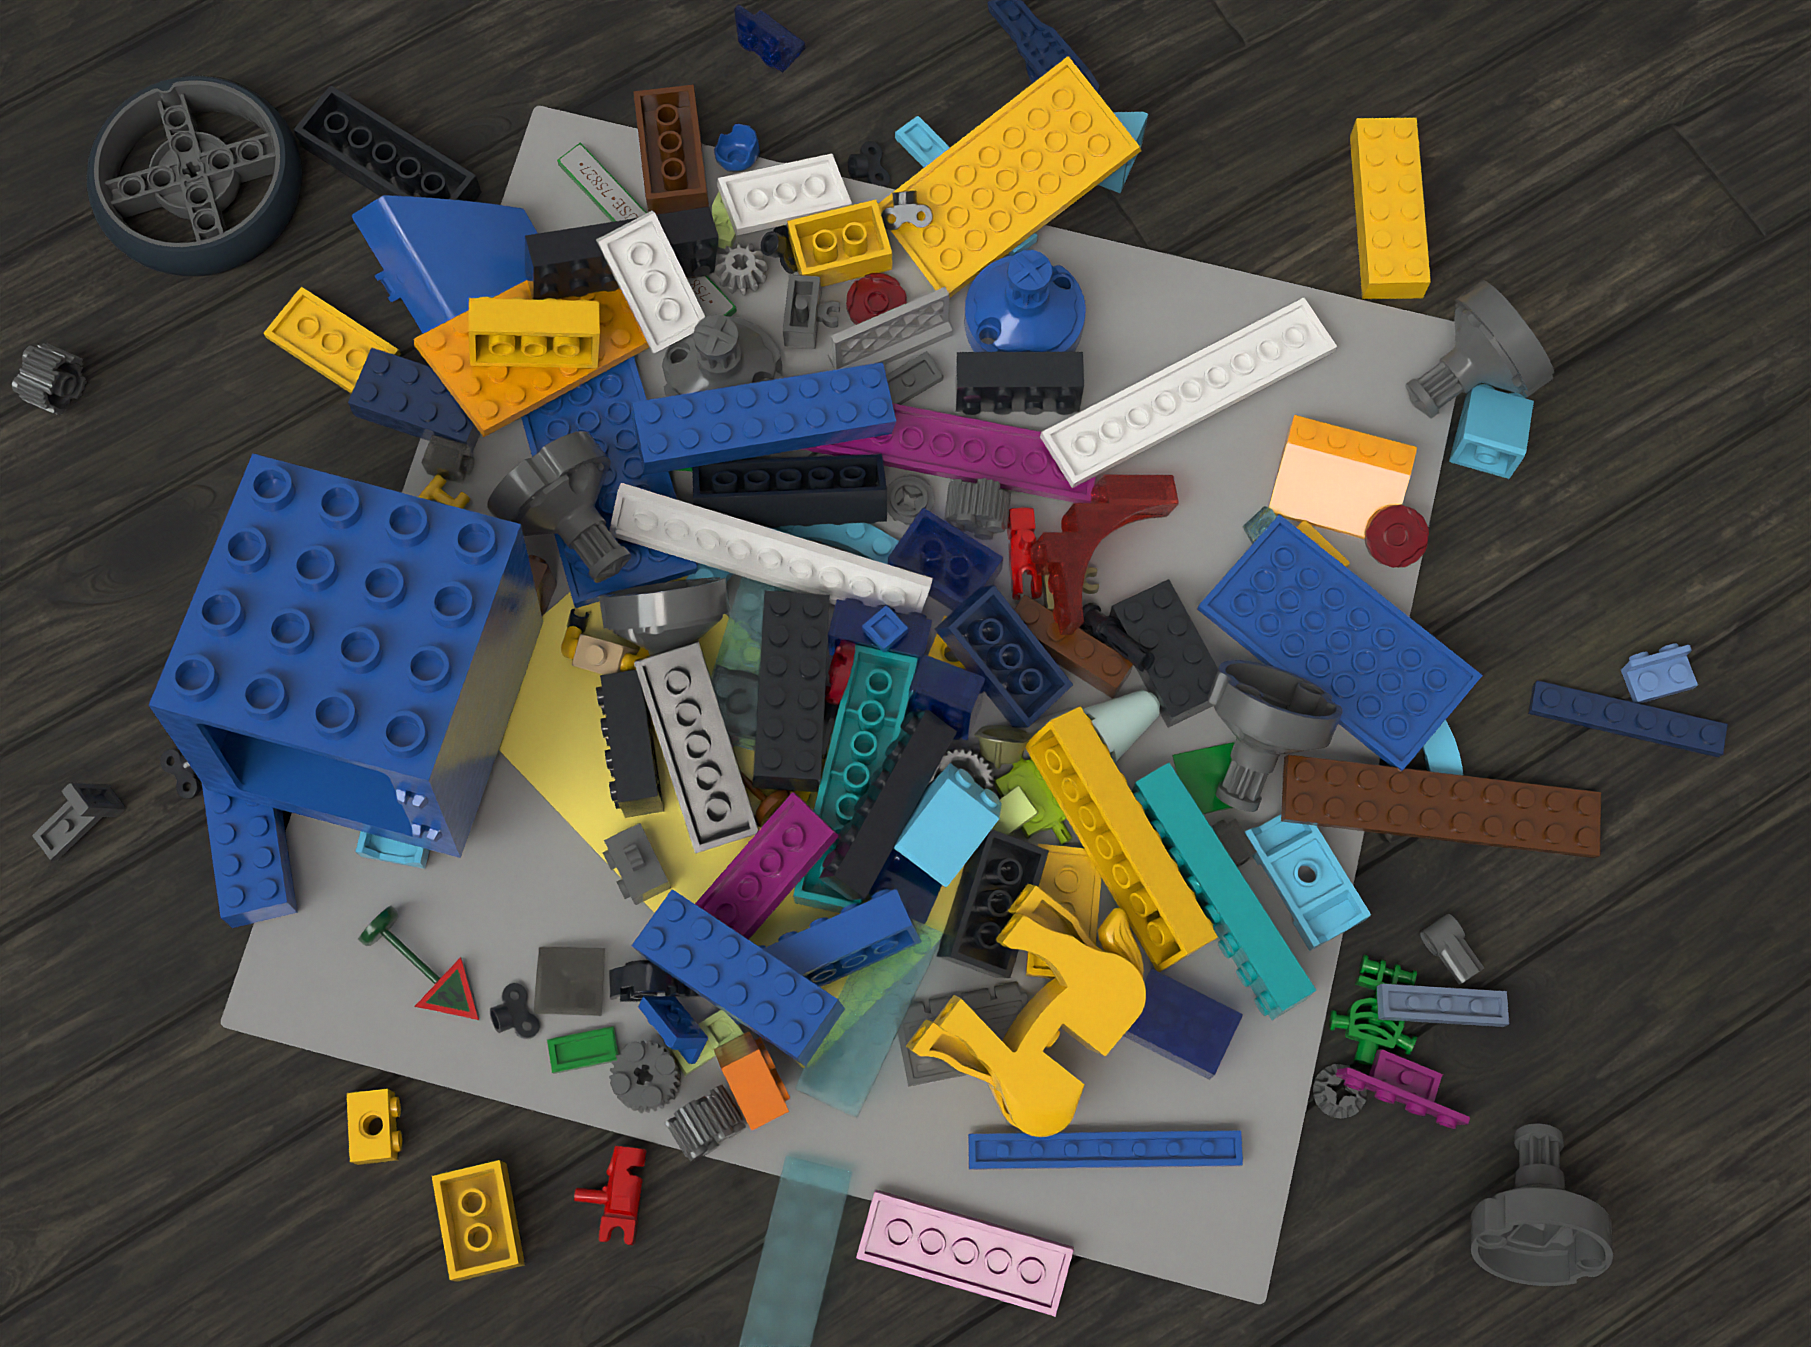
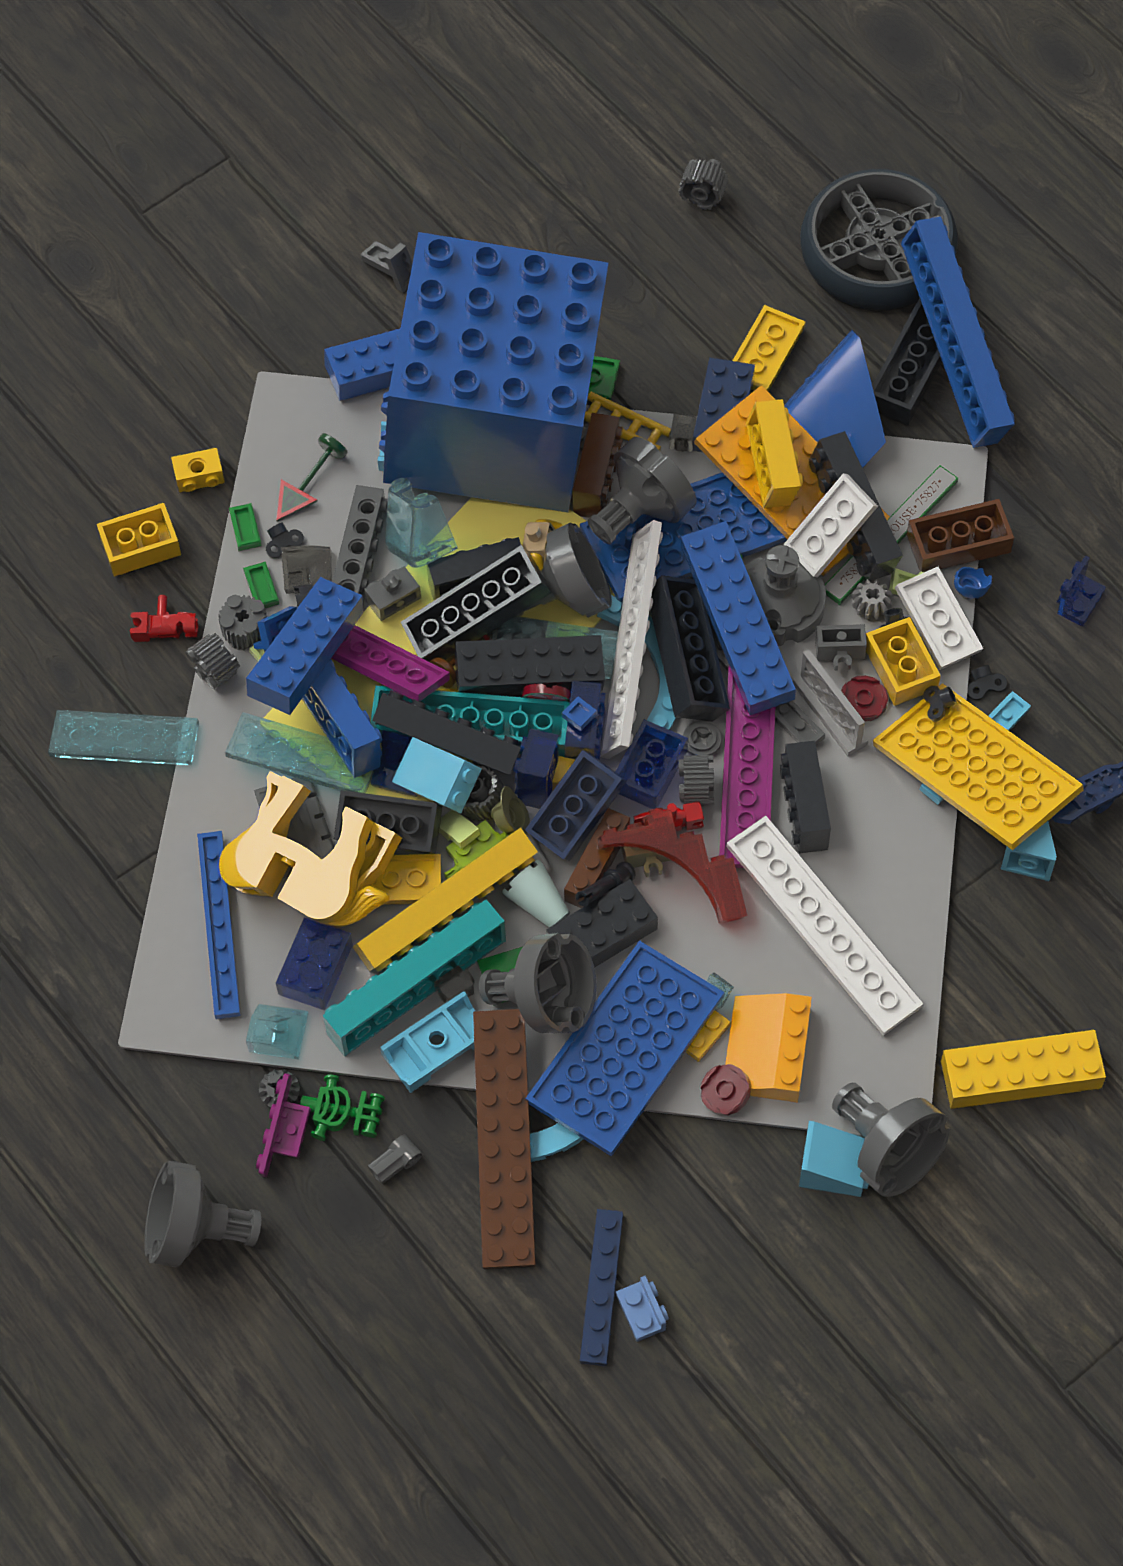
camera: 85 degrees right, 10 degrees down
(378, 92) = (957, 332): none -> blue brick
(480, 875) = (364, 500): none -> dark grey brick
(482, 1065) = (245, 527): none -> green tile
(574, 809) = (416, 526): none -> clear light blue windscreen
(753, 1079) = (229, 674): orange brick -> none
(965, 1252) = (140, 842): plate -> none
(1023, 306) = (868, 795): blue piece -> none
(1265, 1084) = (276, 1031): none -> clear light blue slope
(1442, 1005) = (348, 1151): sand blue plate -> none

